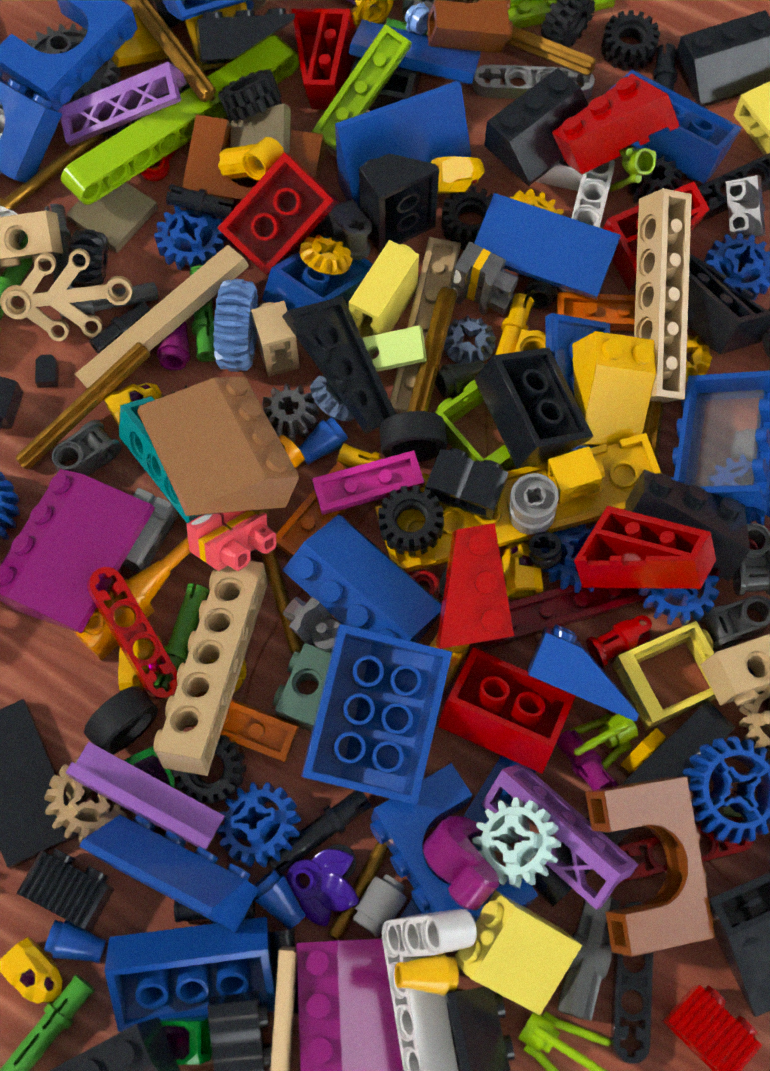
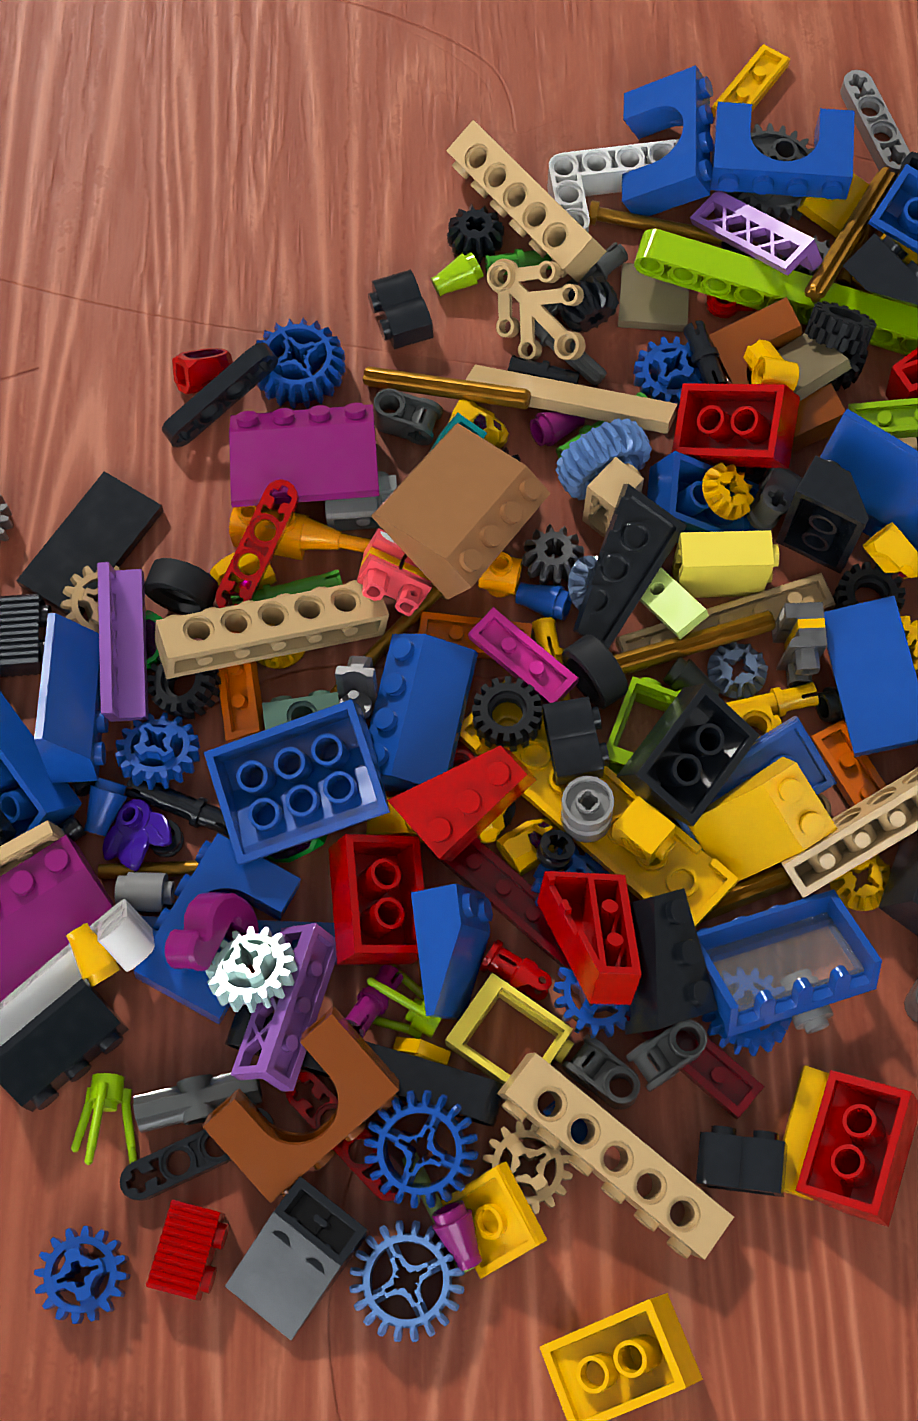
camera: 60 degrees right, 0 degrees up
(46, 371) = (464, 342): black piece -> none
(518, 953) = (157, 1026): light yellow brick -> none

